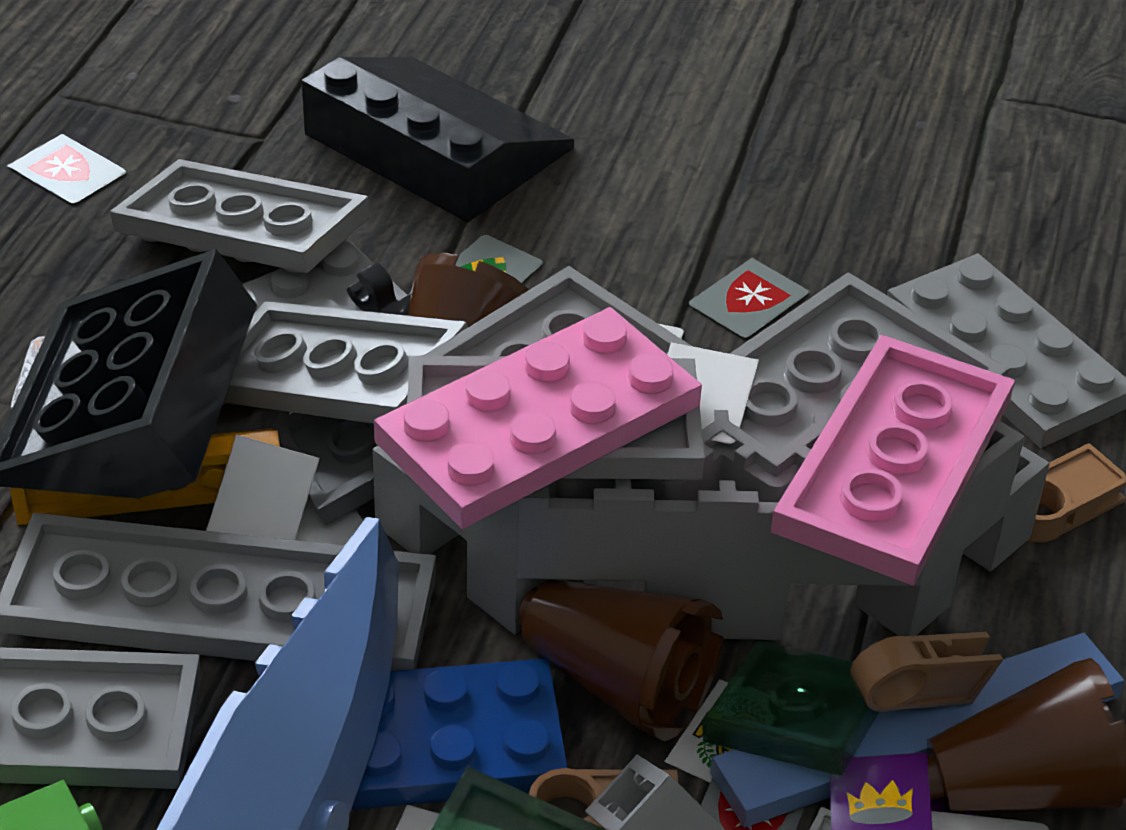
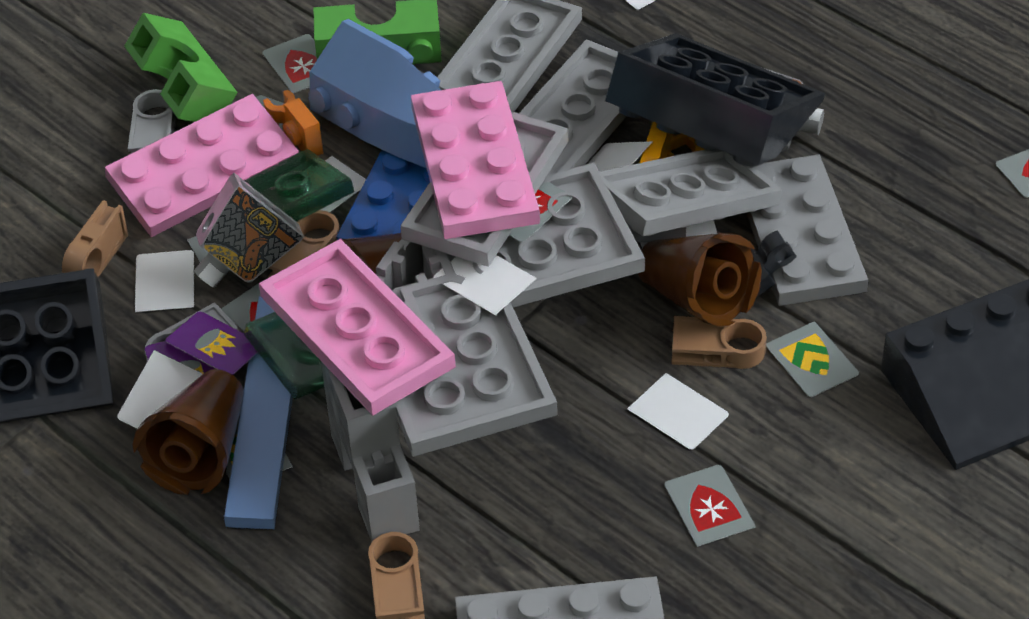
camera: 120 degrees right, 5 degrees up
(241, 215) = (906, 216): light grey plate -> none
(924, 671) = (271, 381): medium nougat piece -> none

